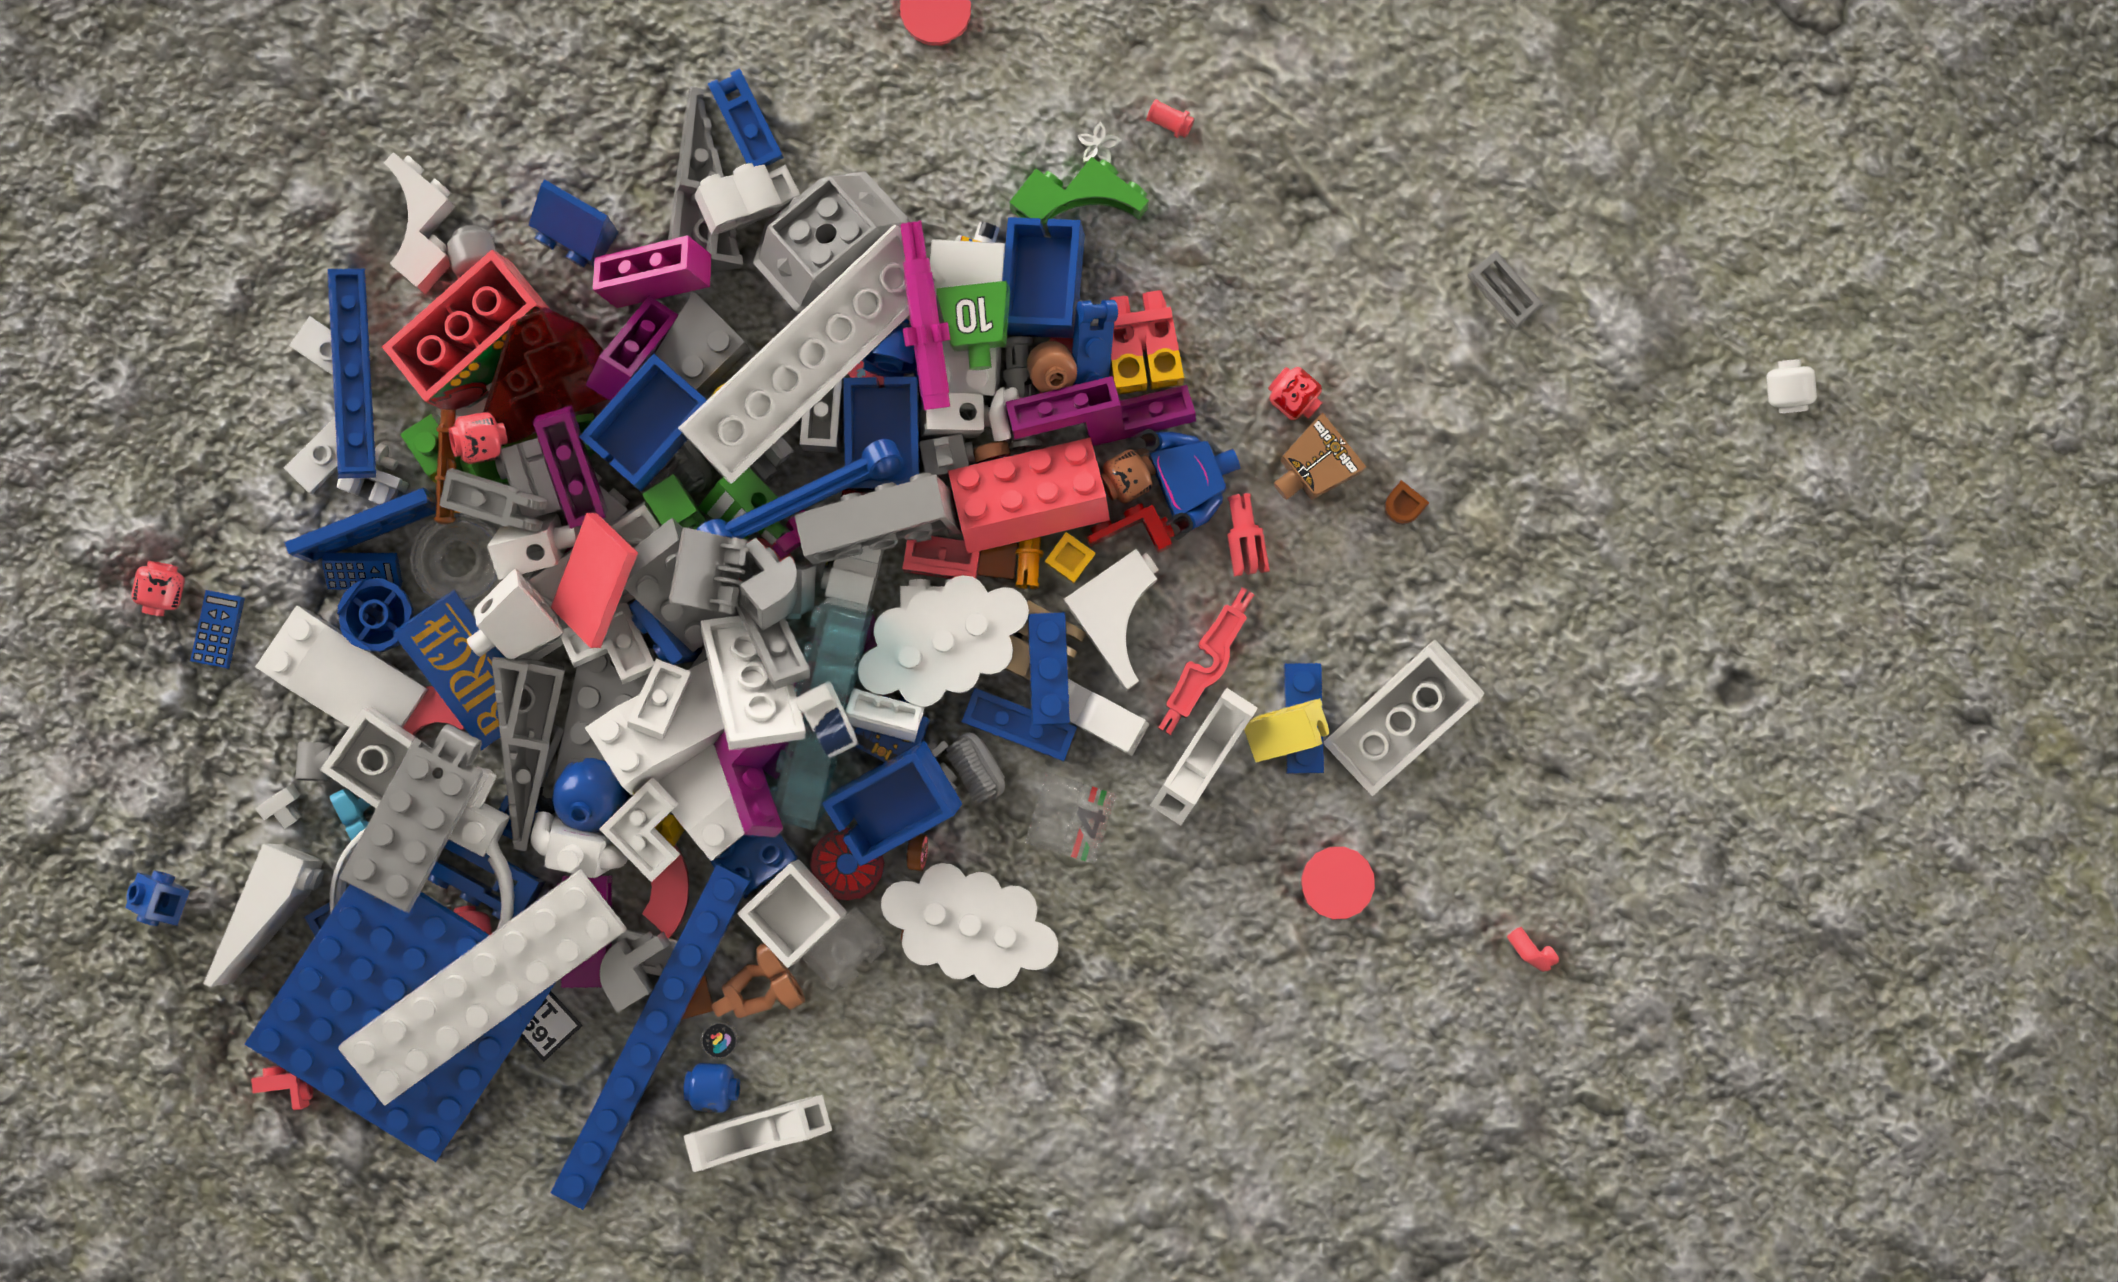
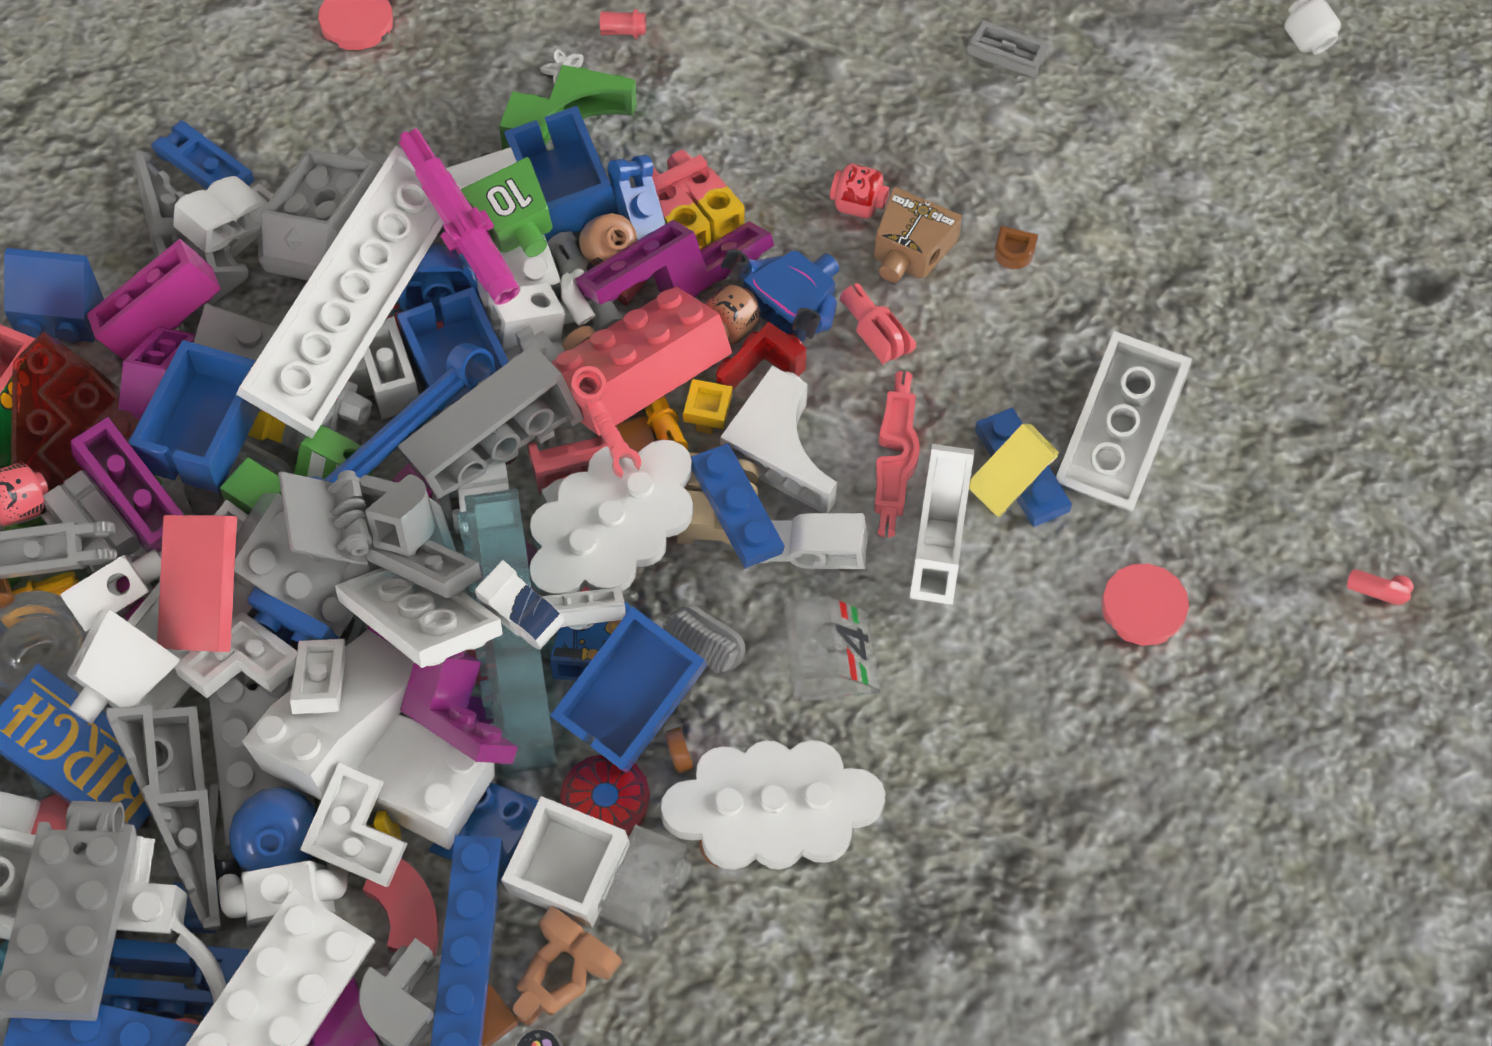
camera: 25 degrees left, 25 degrees down
(965, 546) = (595, 379): none -> coral brick
(1015, 724) = (729, 583): blue plate -> none

